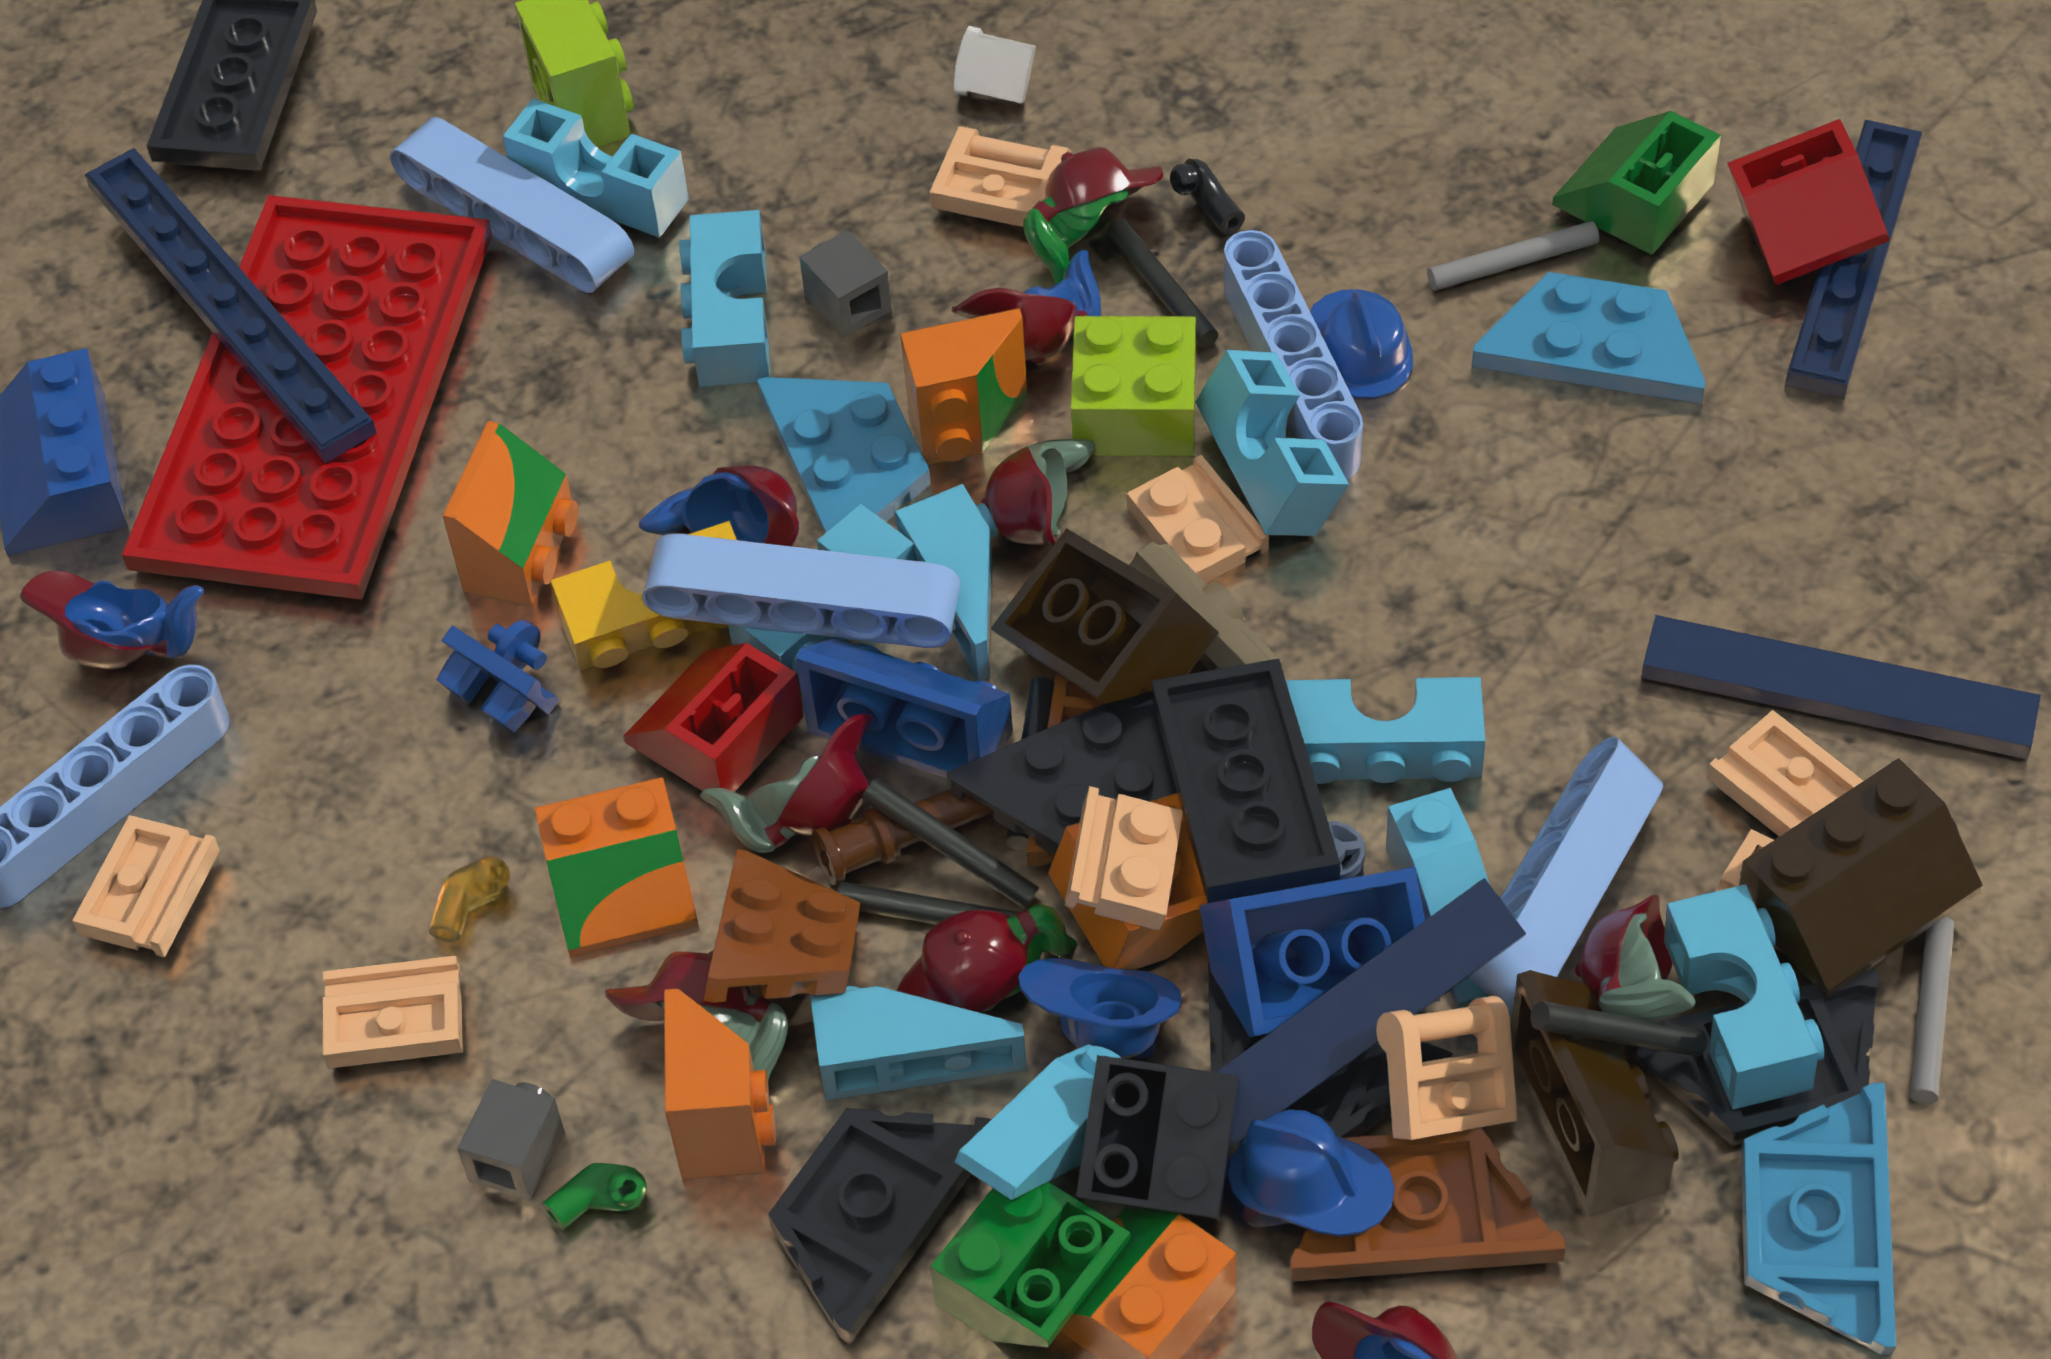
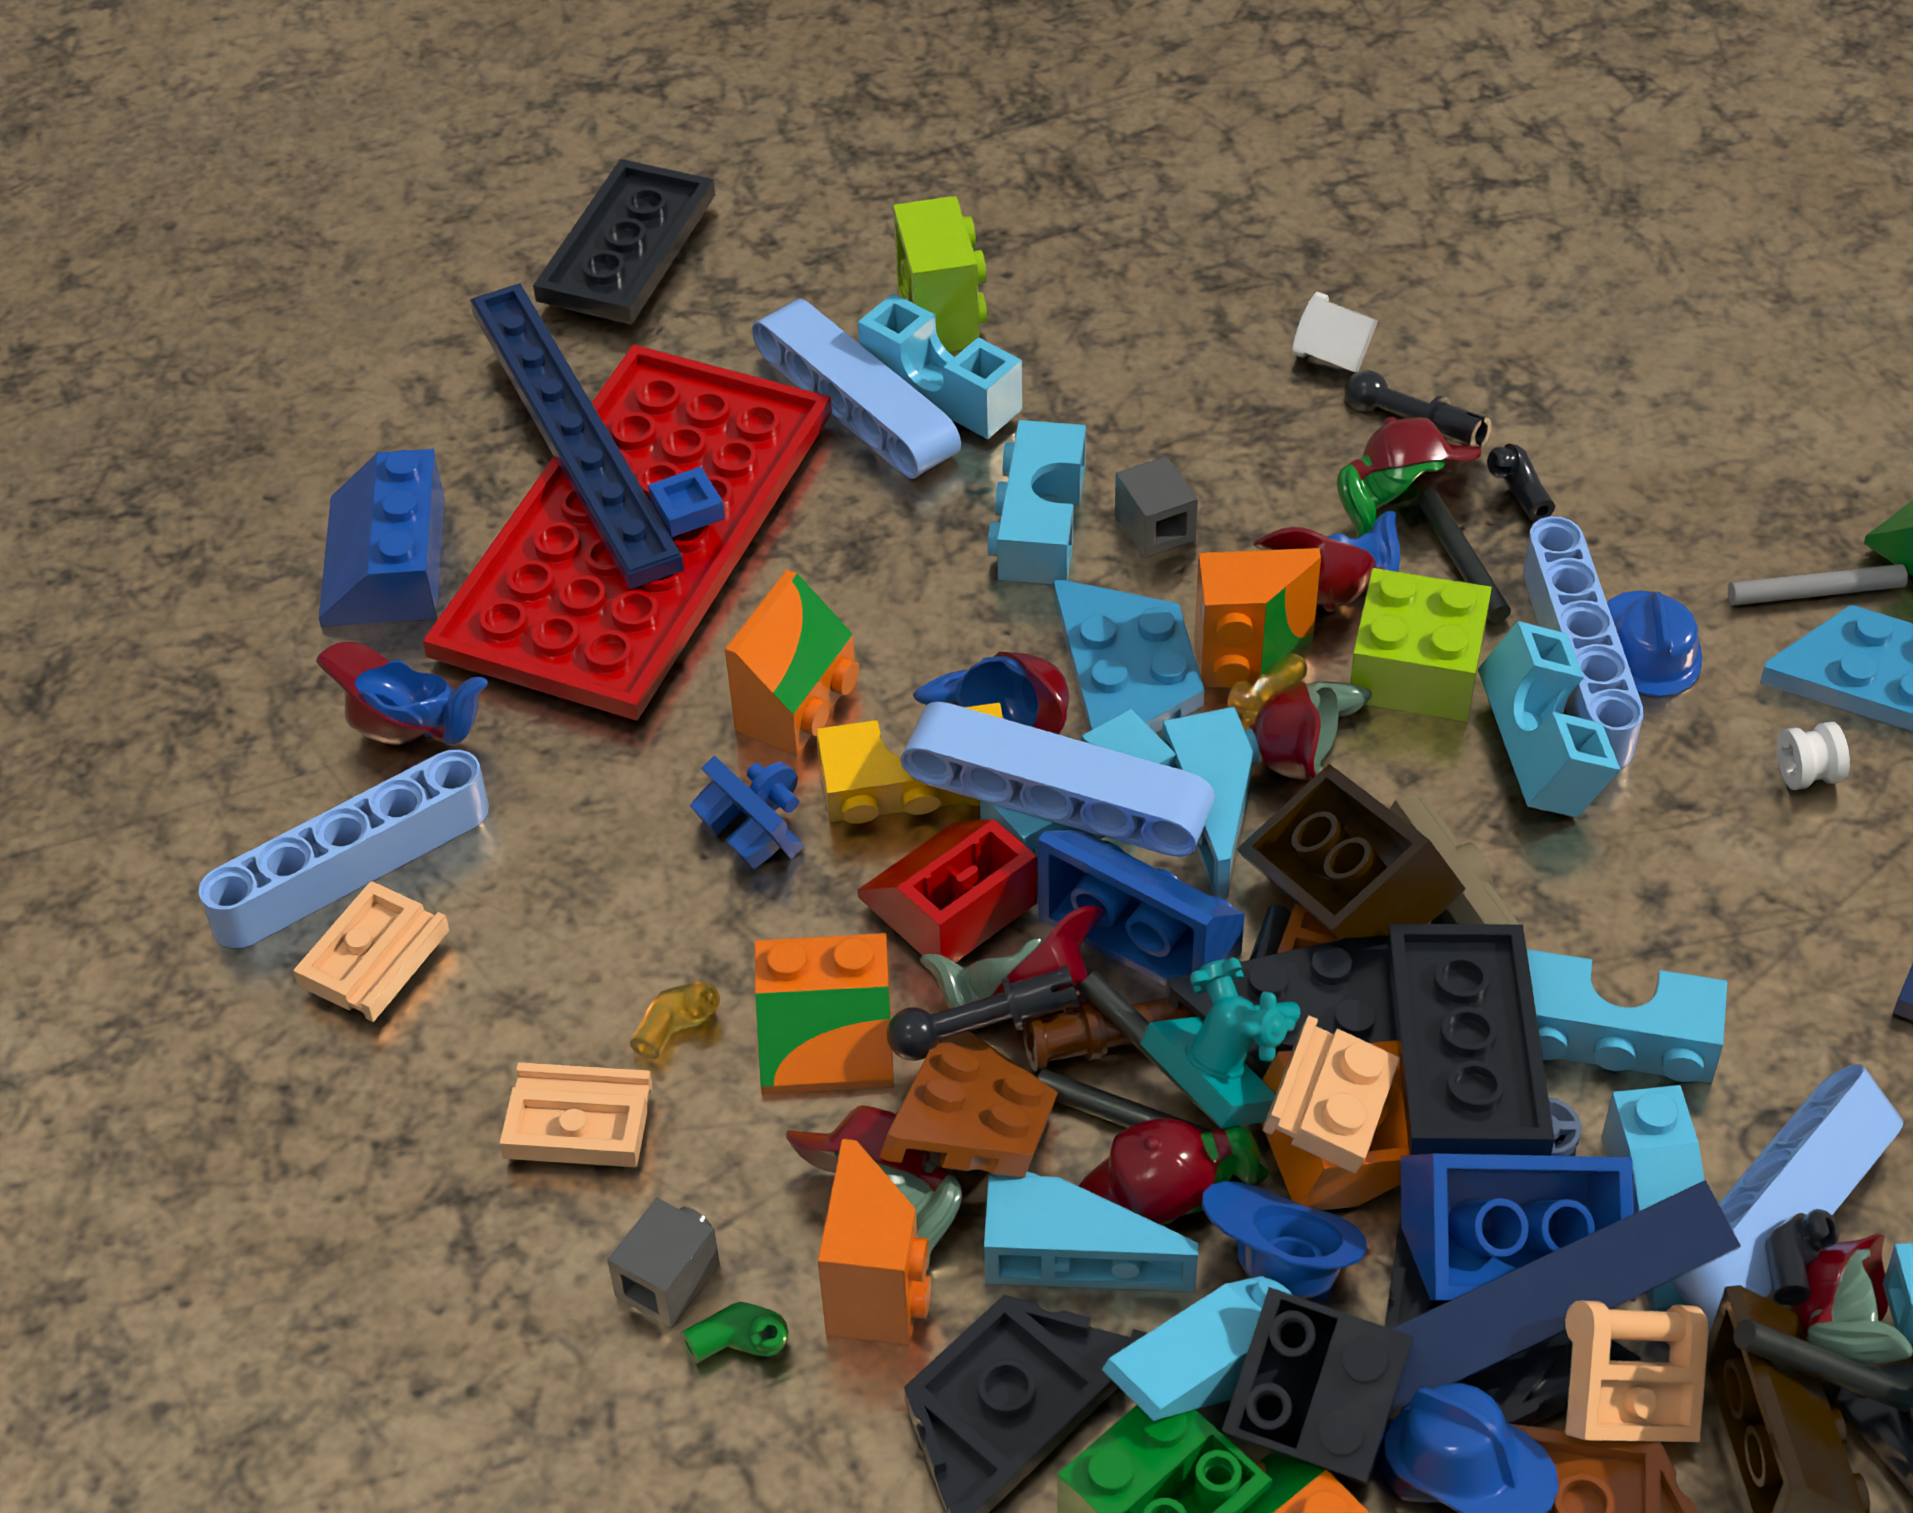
camera: 10 degrees right, 5 degrees down
(364, 360) = (686, 501): none -> blue plate
(711, 868) = (917, 1031): none -> black pin
(992, 177) = (1313, 433): light nougat plate -> none
(1002, 840) = (1211, 1054): none -> teal piece
(1004, 442) = (1249, 698): none -> clear yellow arm
(1039, 122) = (1370, 391): none -> black pin
(1198, 519) = (1462, 781): light nougat plate -> none
(1532, 434) = (1813, 755): none -> white wheel
(1576, 923) = (1792, 1248): none -> black arm

